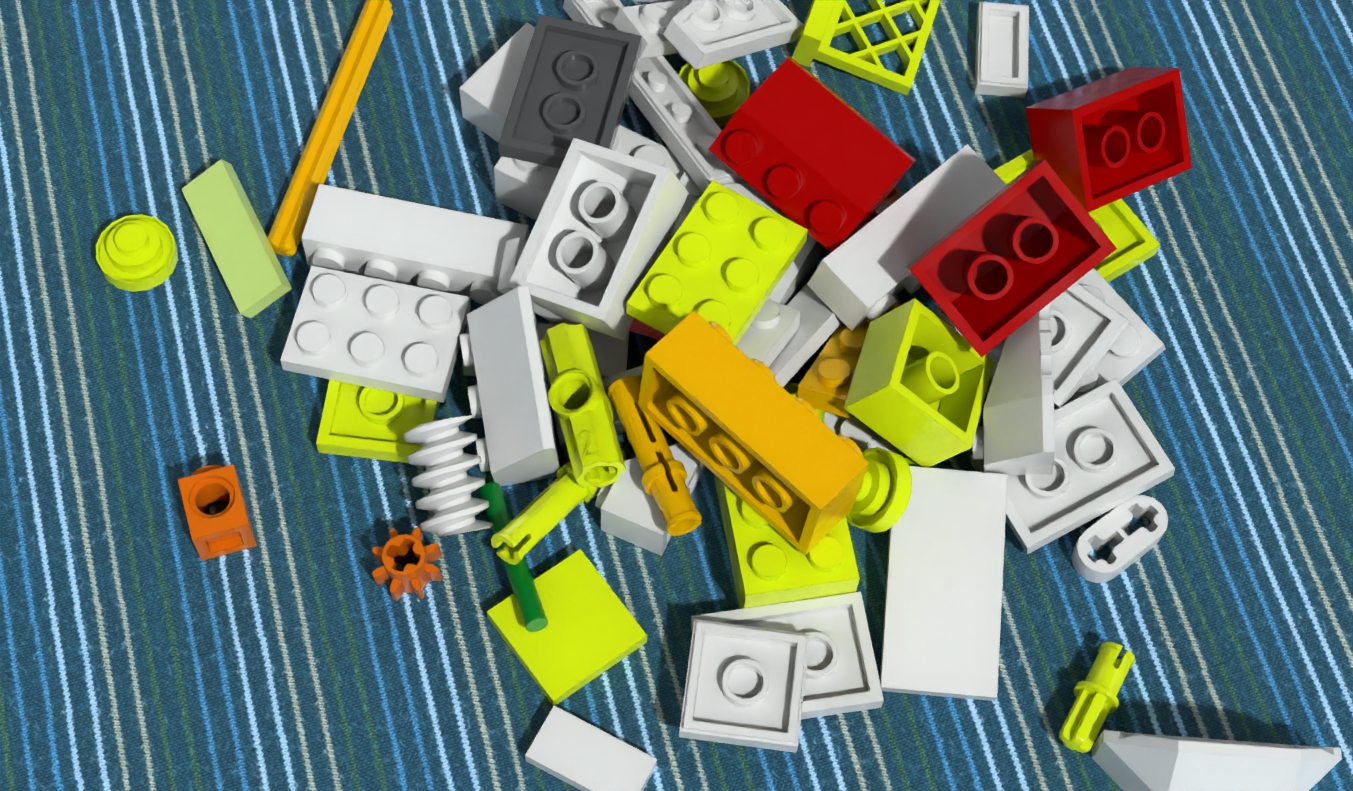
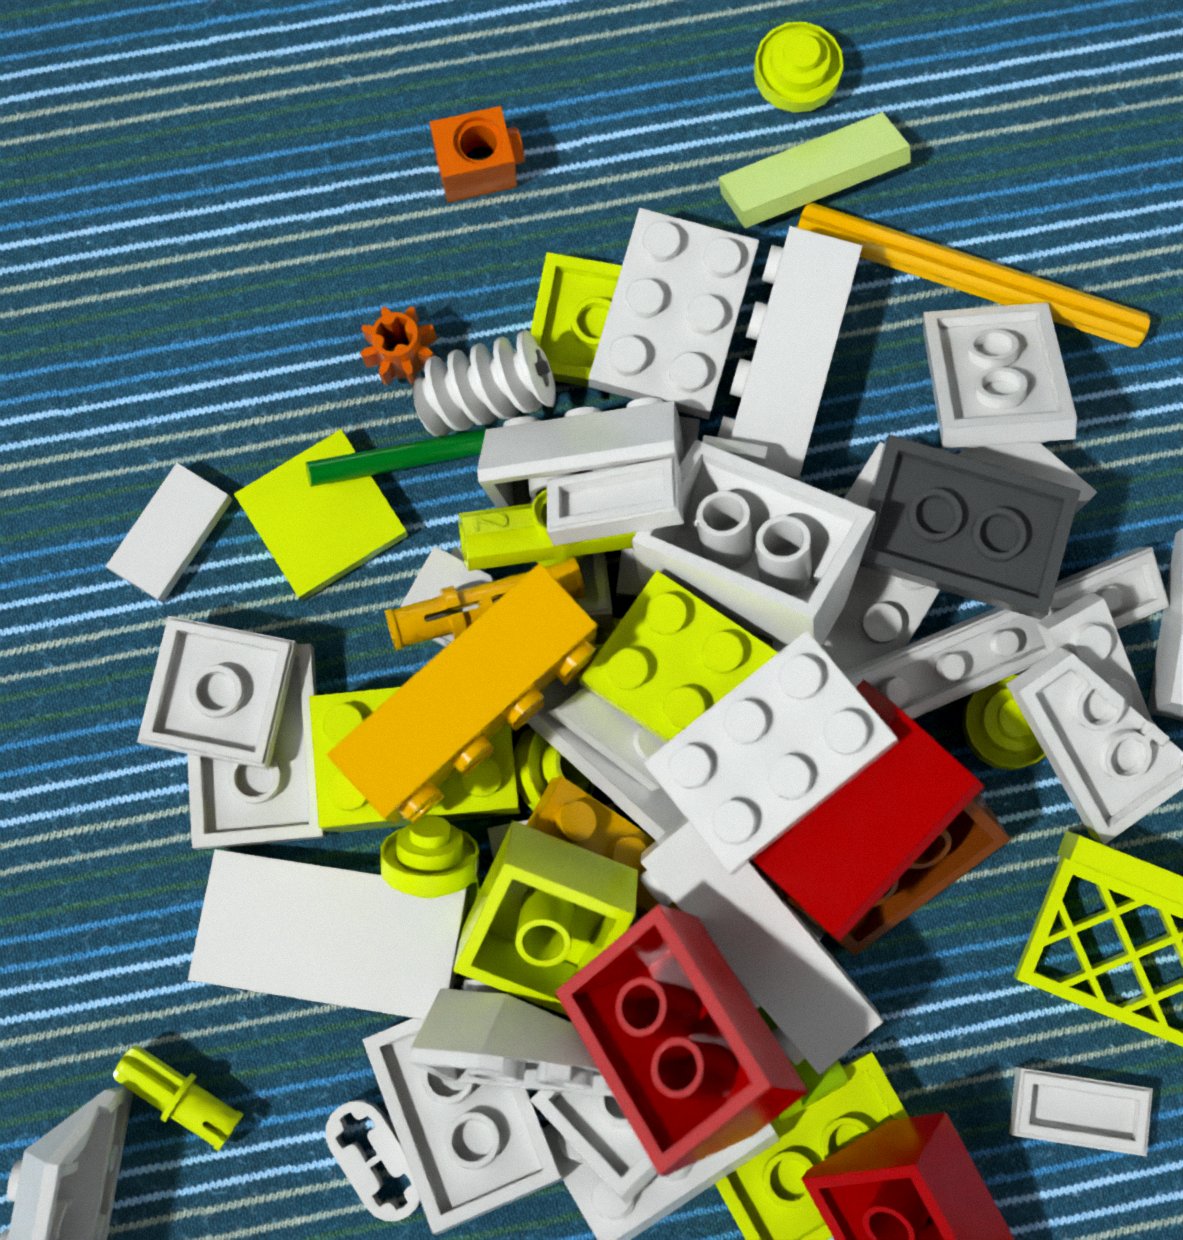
camera: 95 degrees right, 15 degrees up
(432, 87) = (998, 376): none -> white plate
(542, 515) = (436, 484): neon yellow pin -> none
(568, 338) = (614, 501): none -> white tile
(778, 200) = (770, 752): none -> white plate

